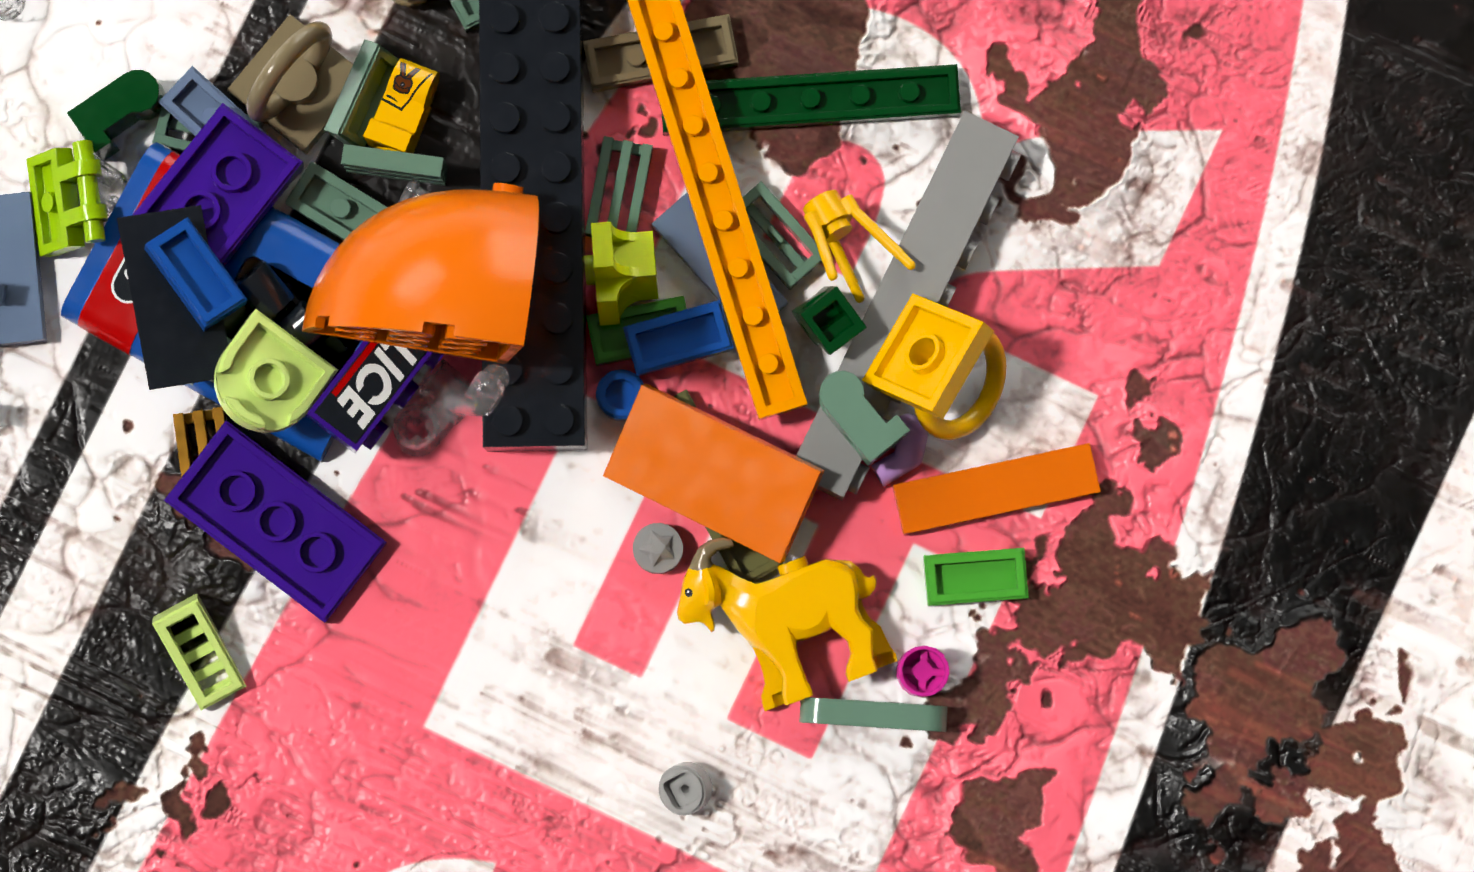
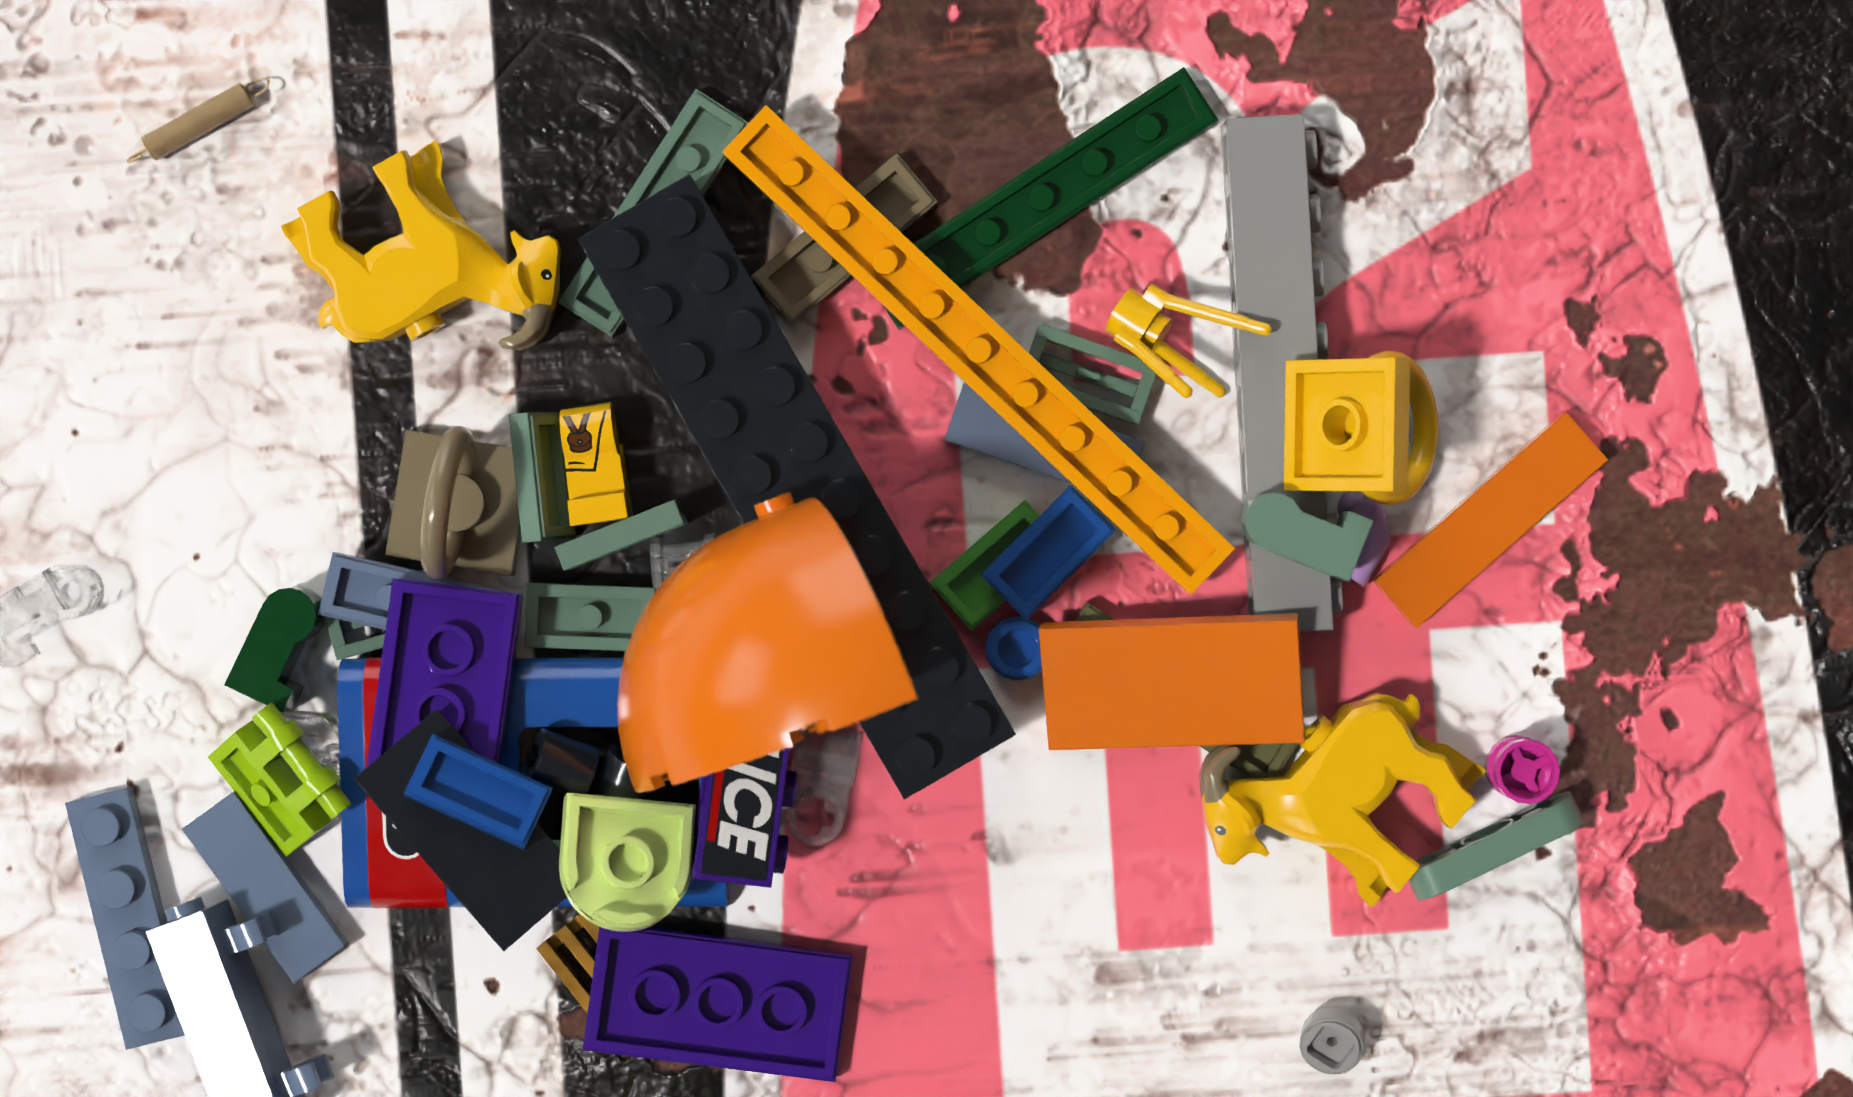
camera: 30 degrees left, 5 degrees up
(481, 396) = (872, 751): clear arm -> none
(621, 269) = (942, 512): neon yellow brick -> none
(626, 149) = (868, 370): sand green tile -> none
(658, 548) = (1154, 795): light grey tile -> none
(829, 319) = (1208, 441): dark green leg -> none
(975, 577) = (1520, 630): bright green tile -> none

